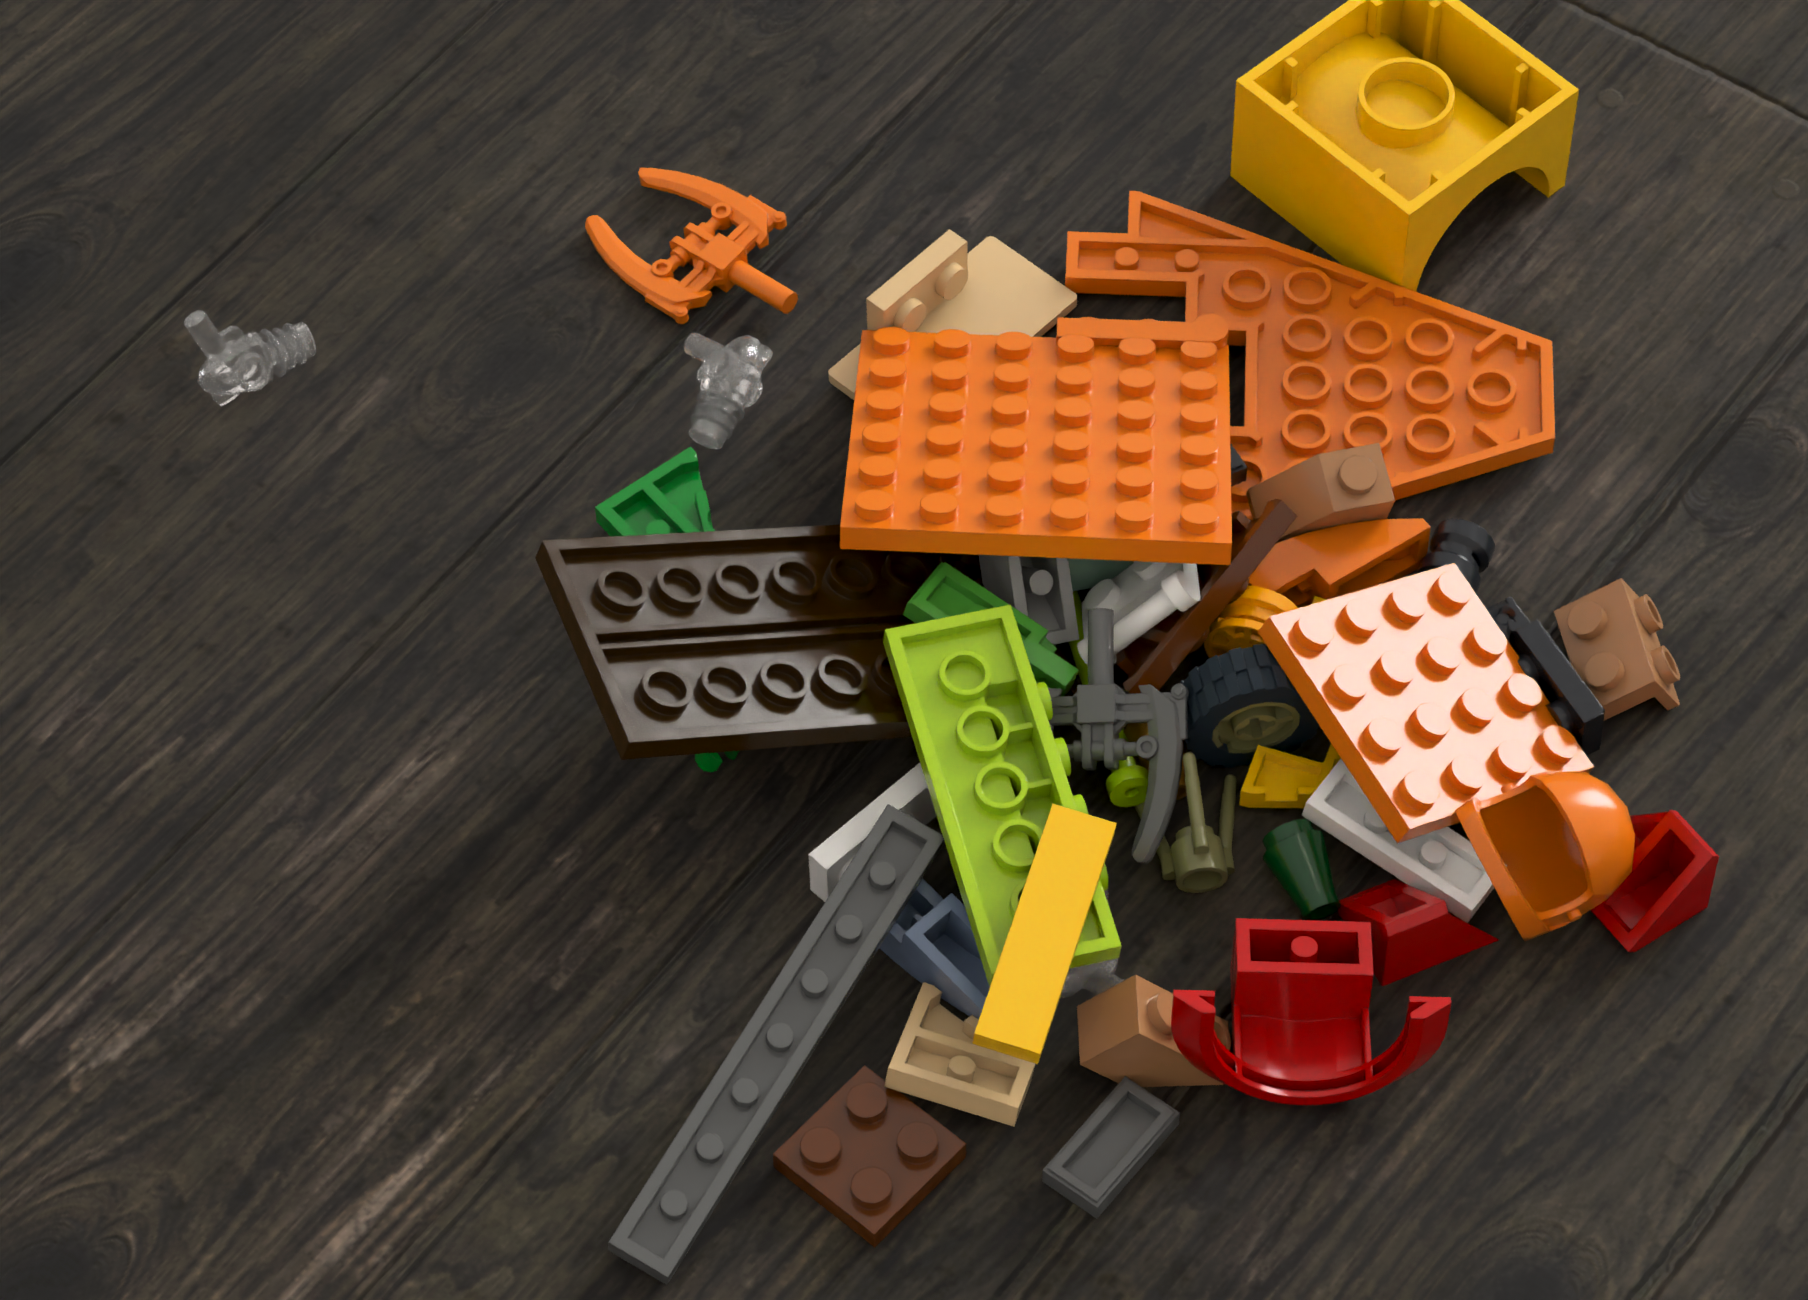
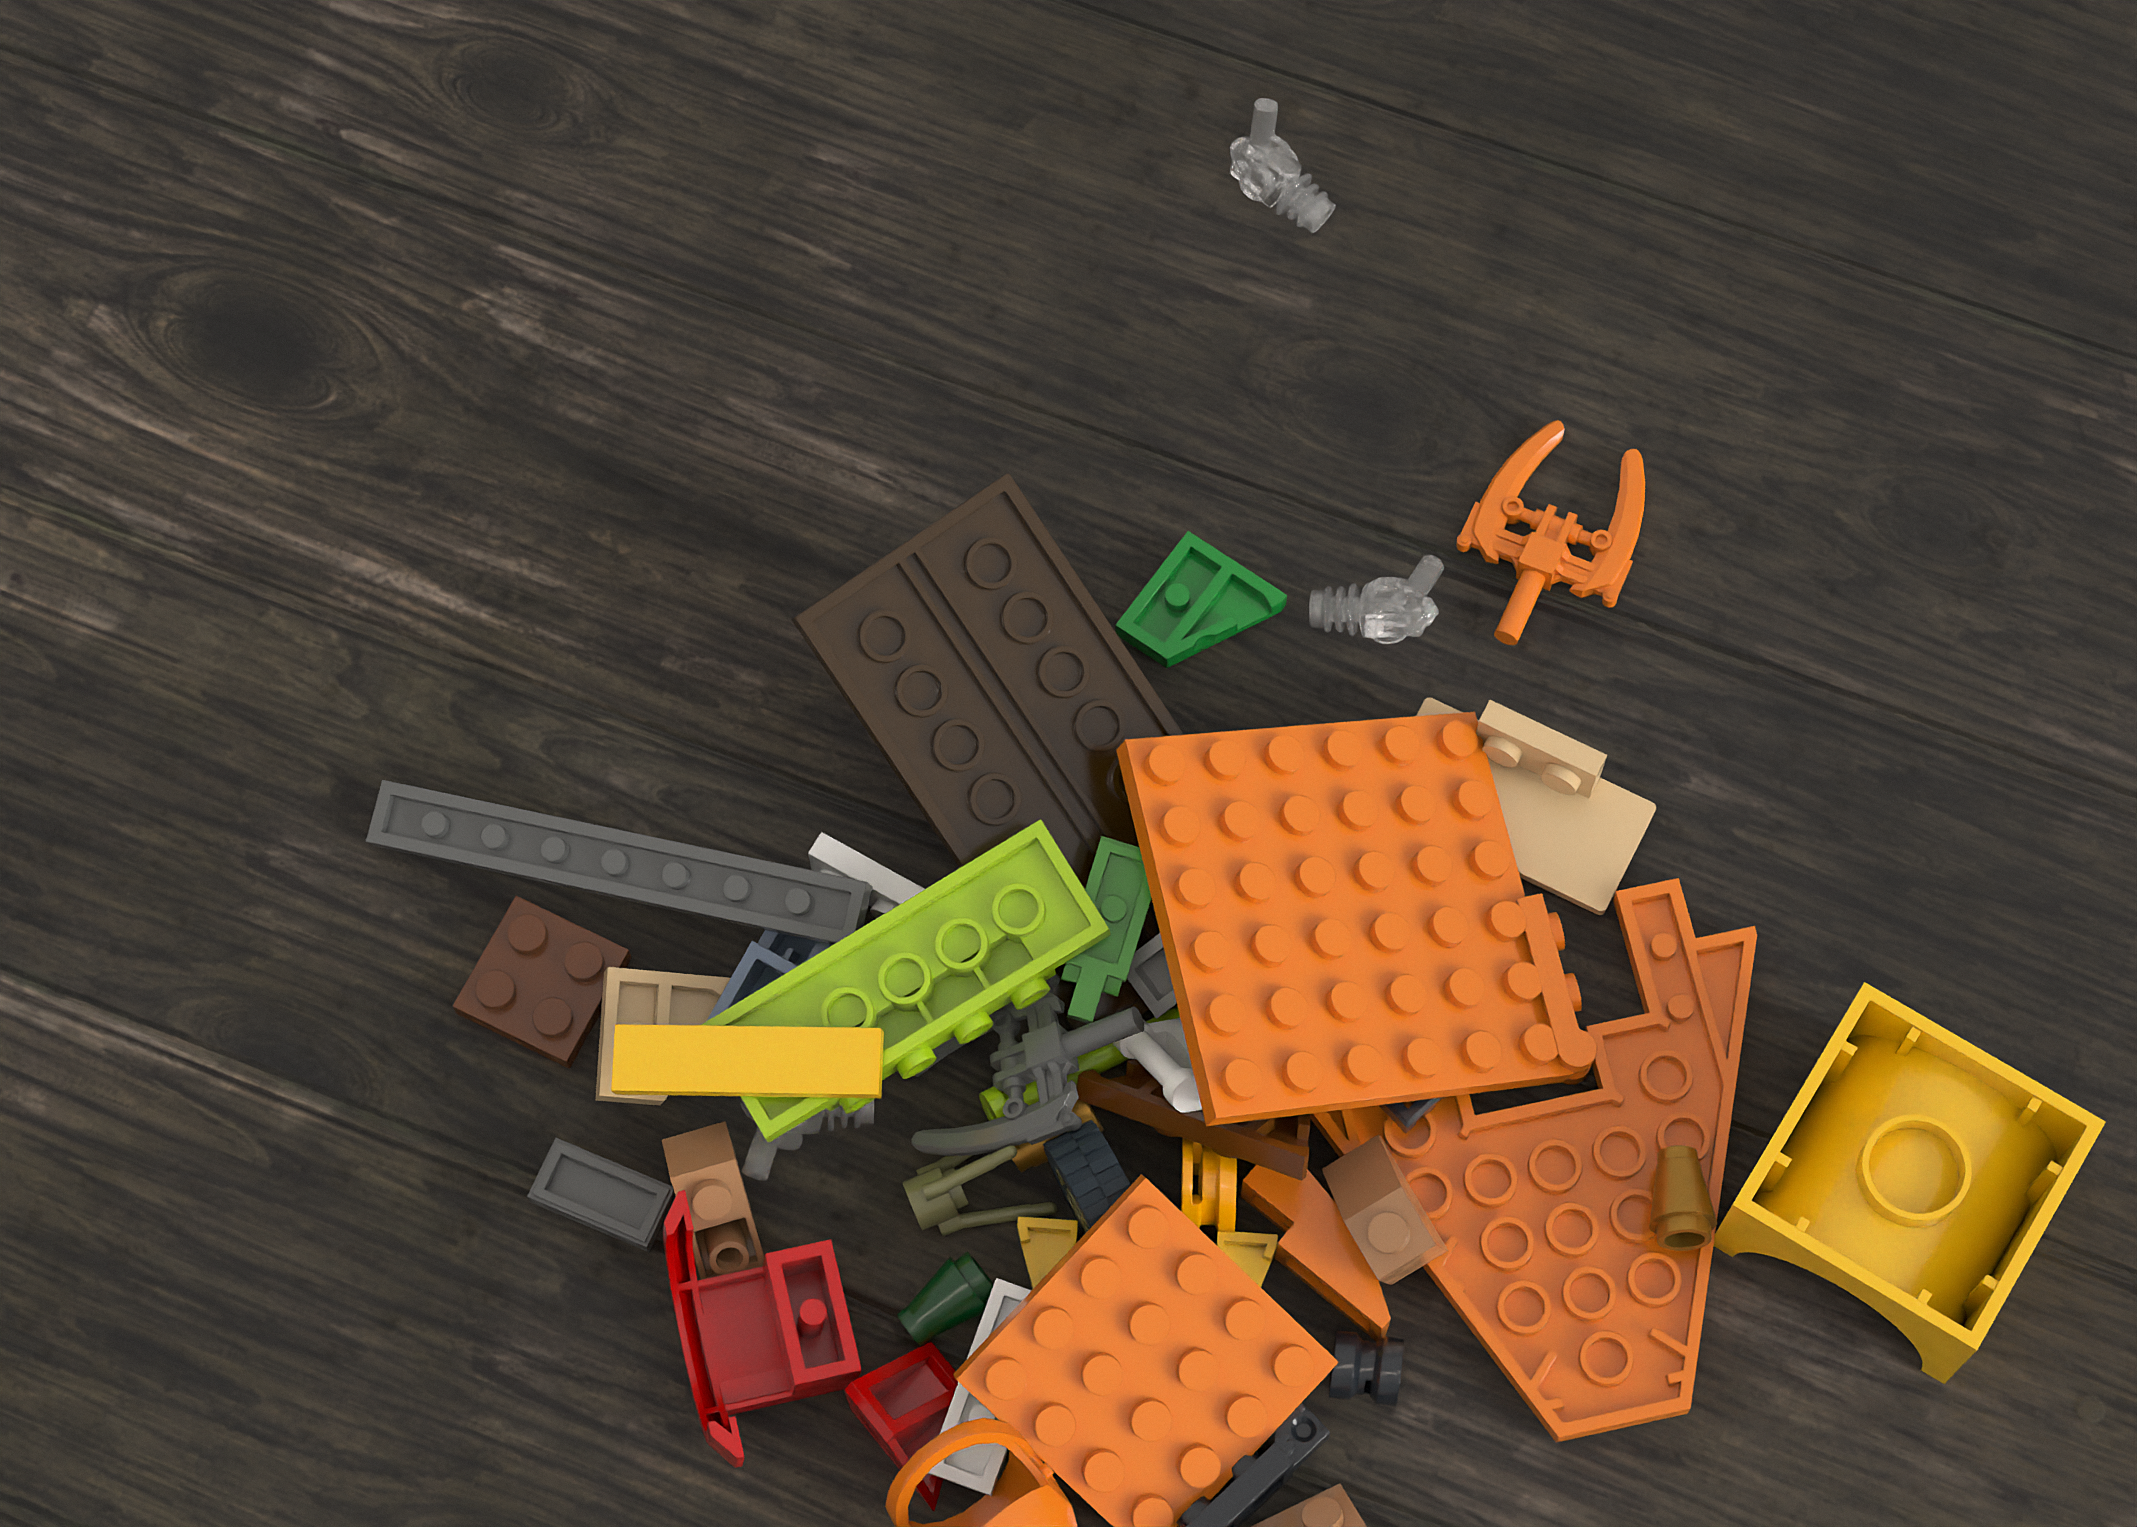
camera: 75 degrees right, 15 degrees up
(1371, 289) = (1681, 1202): none -> pearl gold cone

